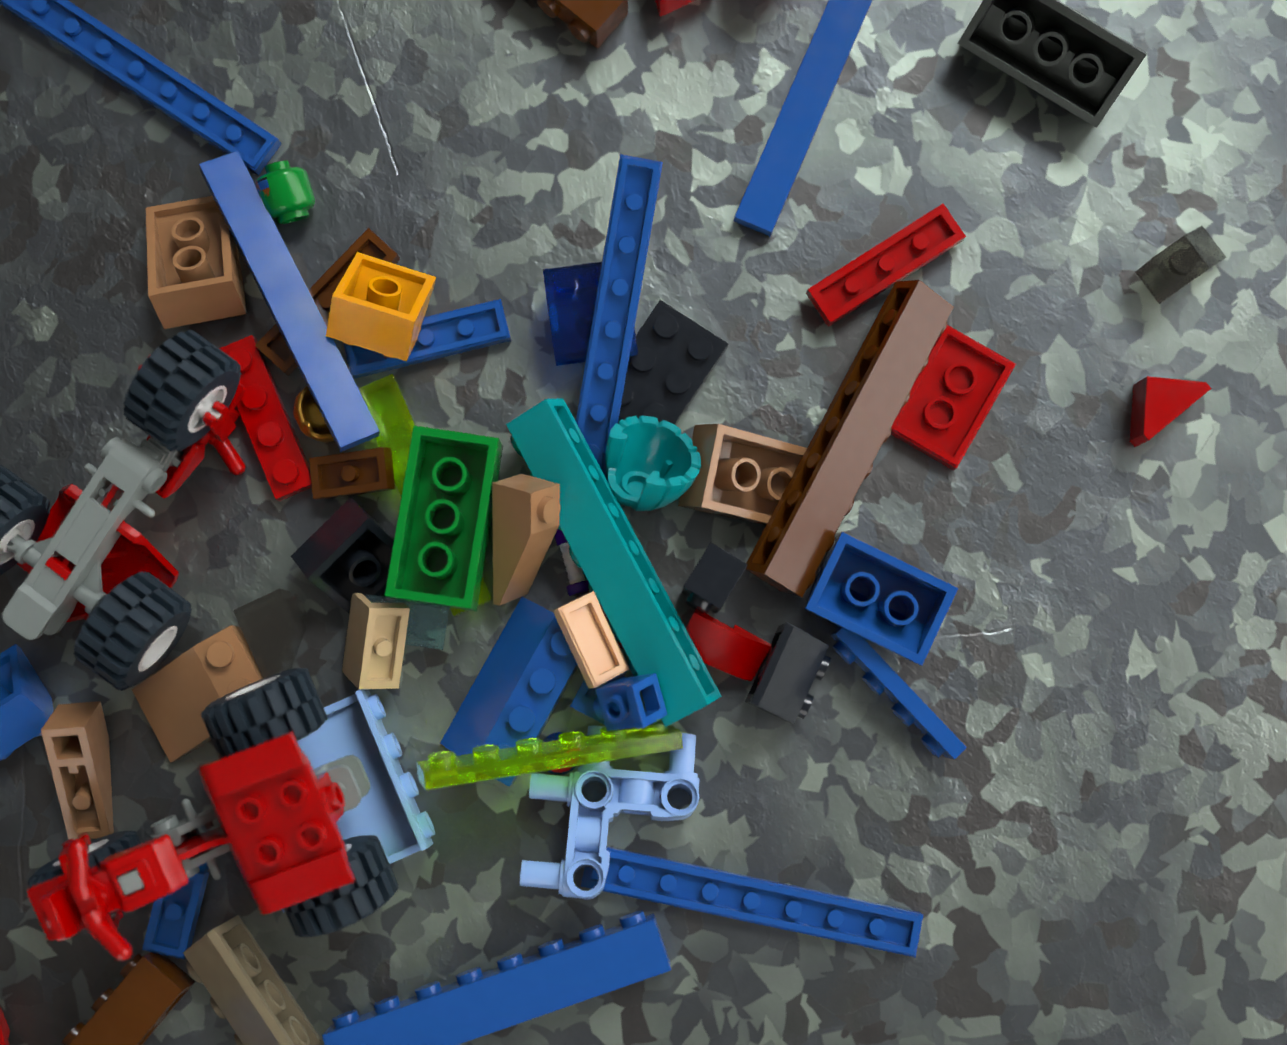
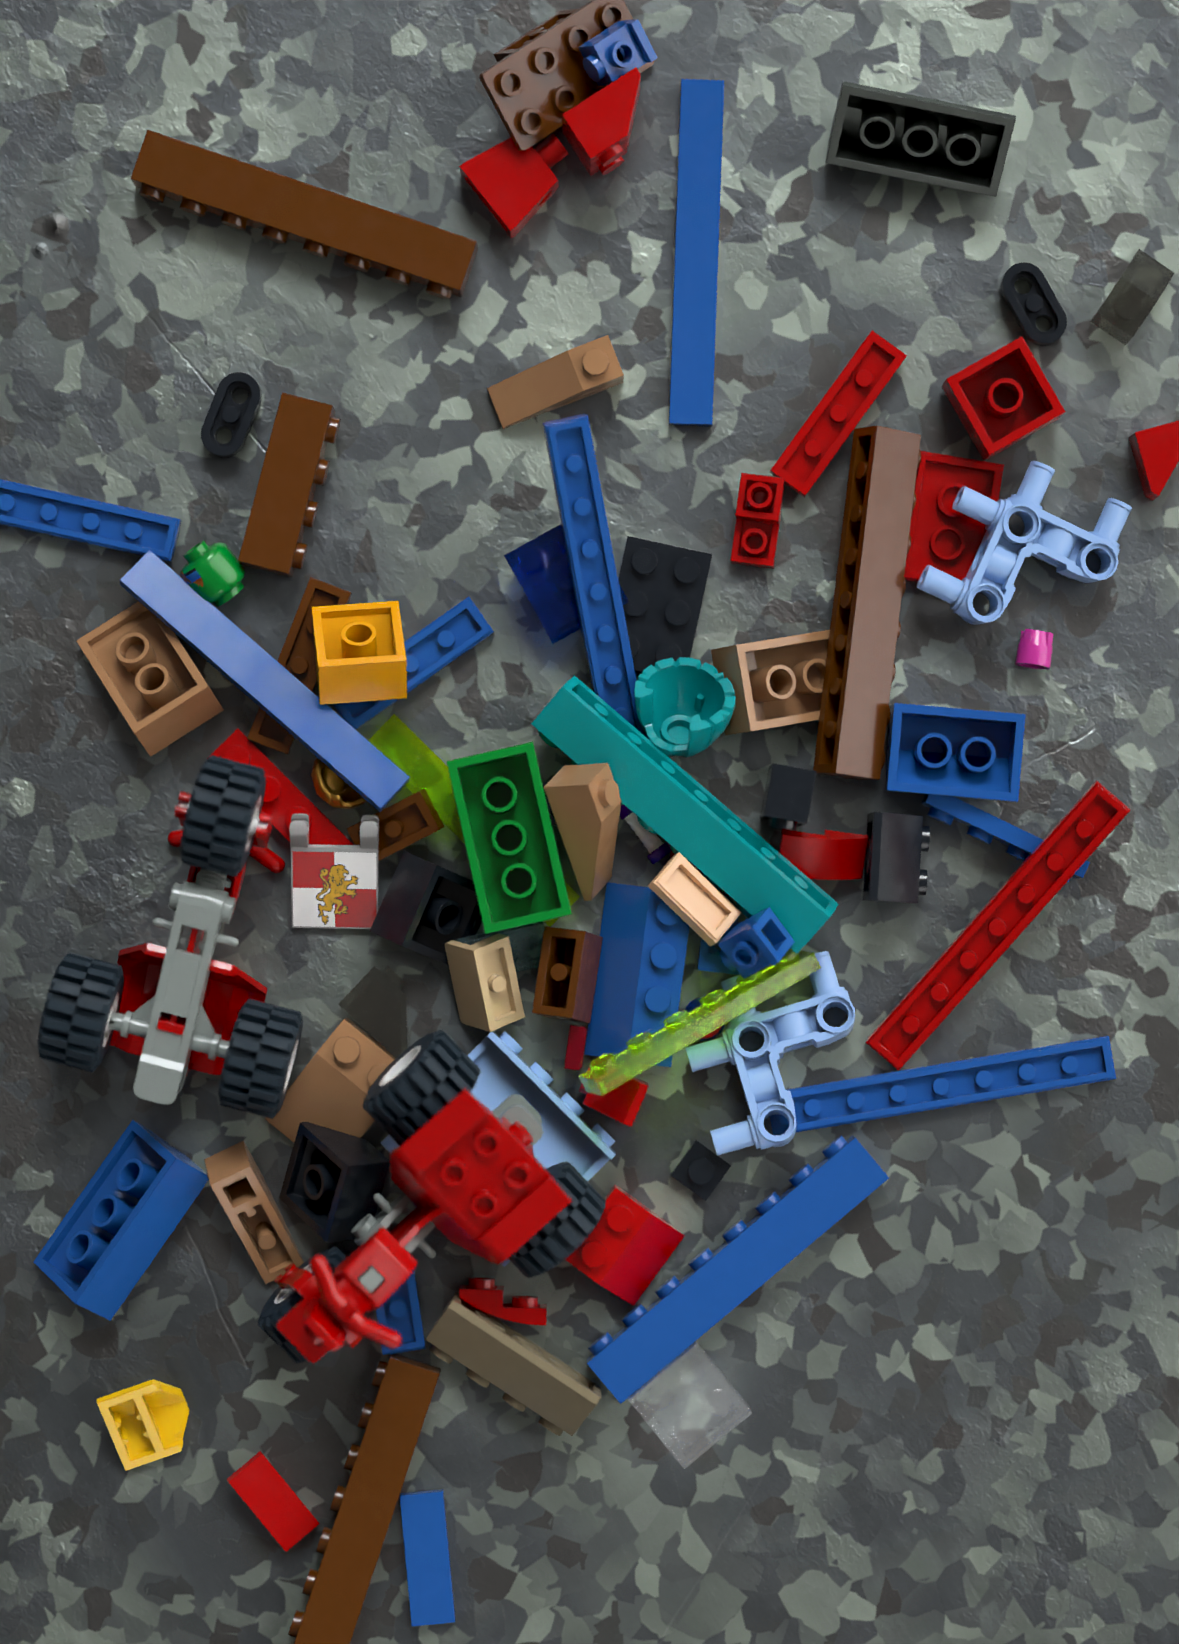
camera: 20 degrees left, 5 degrees up
(160, 769) = (333, 1180): none -> black slope
(261, 938) = (489, 1298): none -> red slope
(276, 500) = (334, 882): none -> flag
(354, 67) = (230, 415): none -> black plate
(382, 143) = (288, 485): none -> reddish brown brick
(404, 936) = (626, 1247): none -> red slope
(432, 733) = (575, 1047): none -> dark red tile
(450, 664) = (567, 974): none -> reddish brown brick
(452, 802) = (621, 1102): none -> red slope
(502, 891) = (700, 1170): none -> black plate
(674, 139) = (557, 382): none -> medium nougat slope
(779, 329) = (757, 520): none -> red slope
(861, 771) = (997, 925): none -> red tile
(984, 536) = (1034, 649): none -> dark pink hose
(1031, 440) = (1043, 537): none -> light blue pin
(1038, 303) = (1003, 398): none -> red brick
(1095, 237) = (1036, 303): none -> black plate

